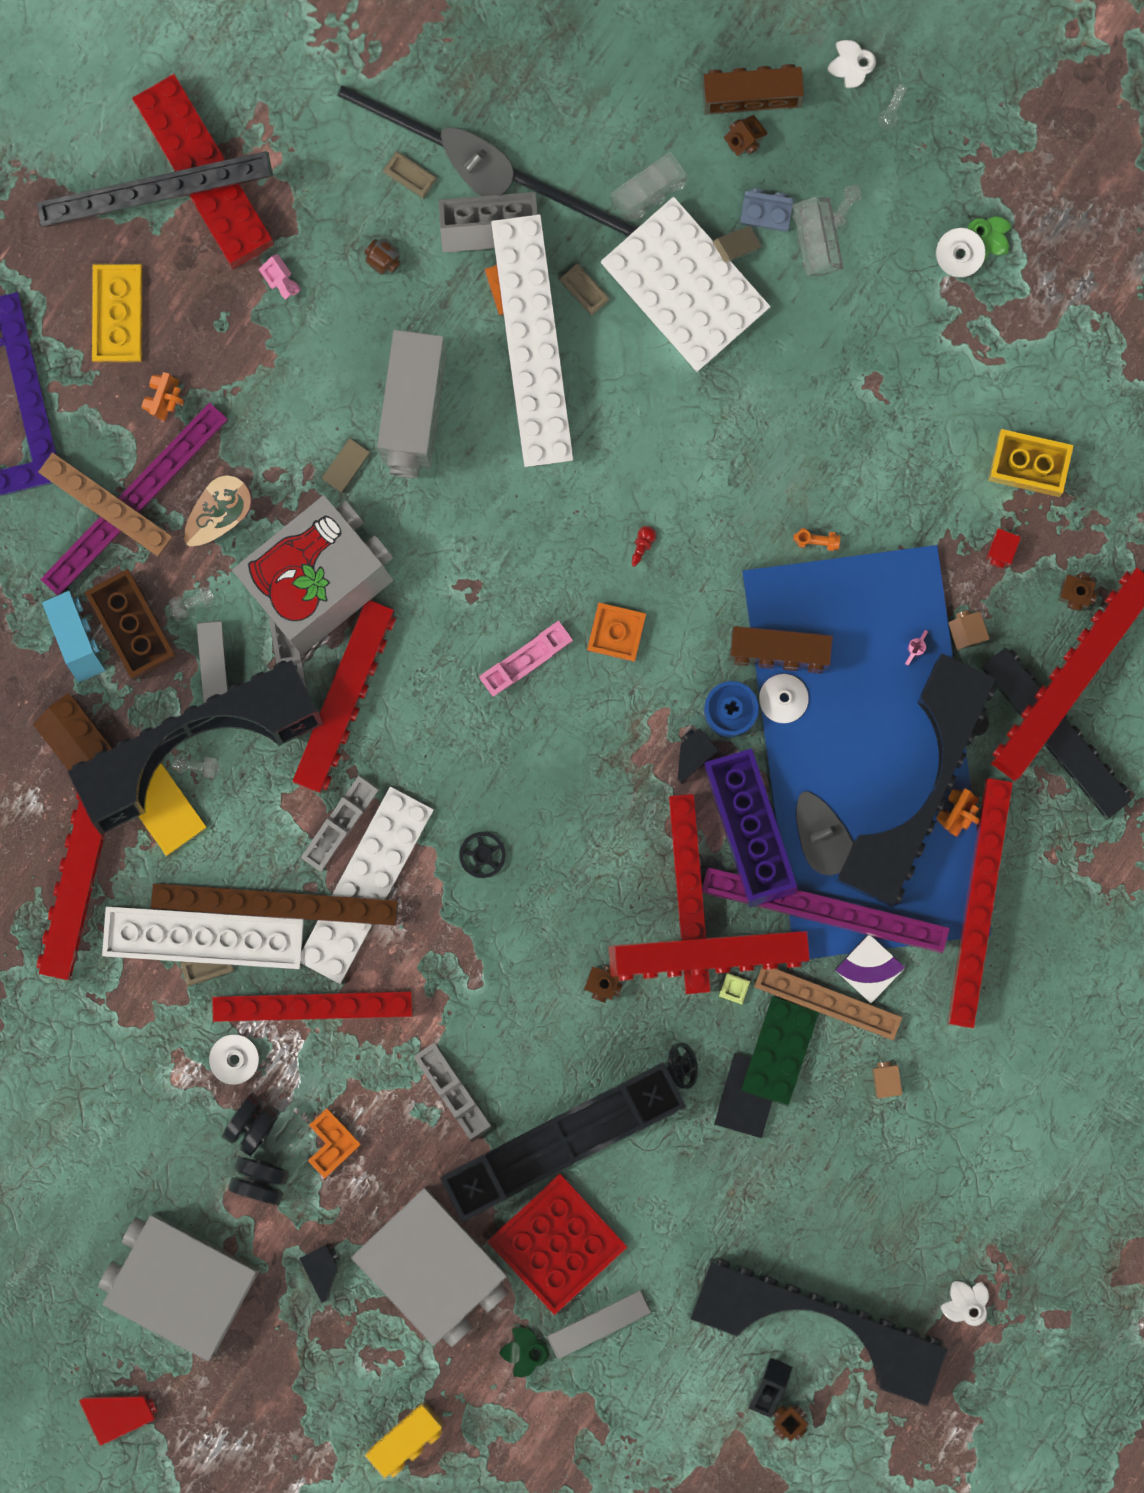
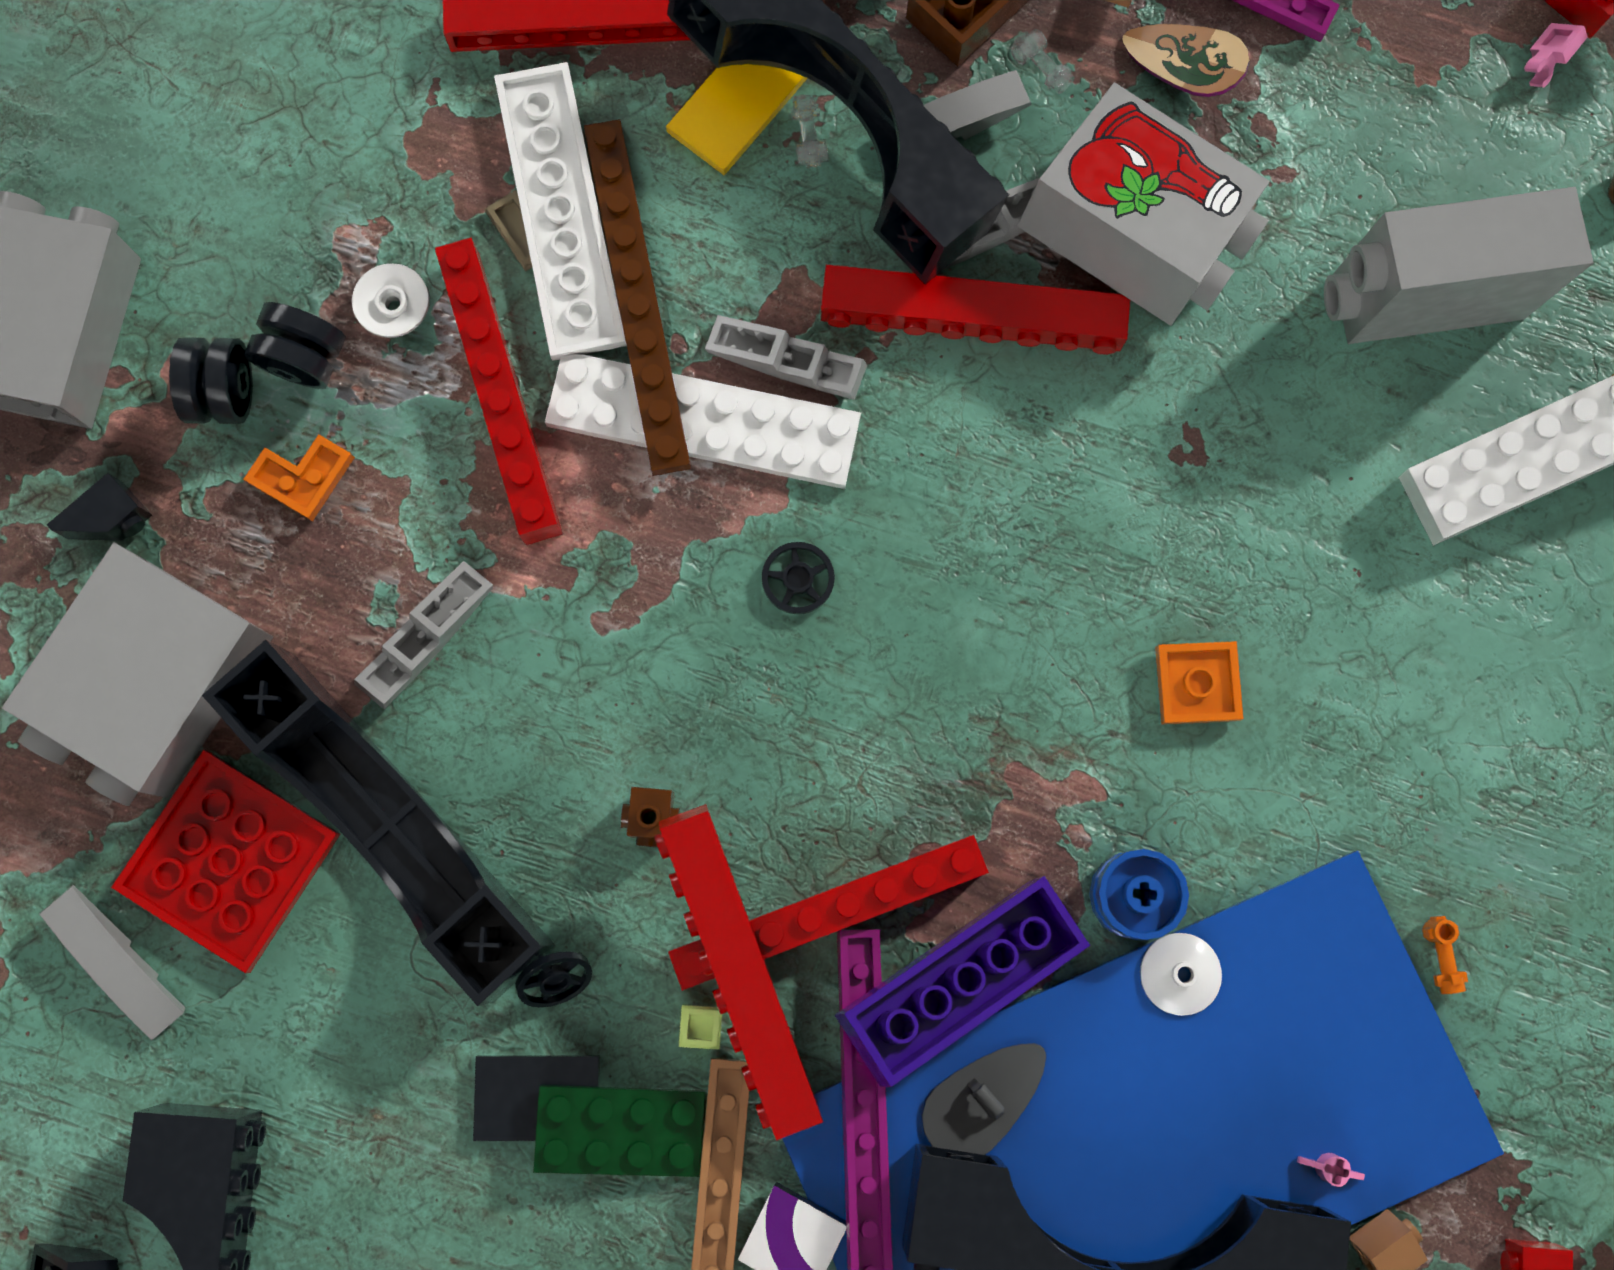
camera: 65 degrees right, 5 degrees down
(345, 465) = (1312, 220): dark tan tile -> none
(520, 1352) = (47, 851): dark green plate -> none
(526, 659) = (1113, 559): bright pink slope -> none
(645, 537) = (1355, 687): red bar -> none
(694, 753) = (1051, 854): black slope -> none
(780, 648) = (1263, 948): reddish brown brick -> none

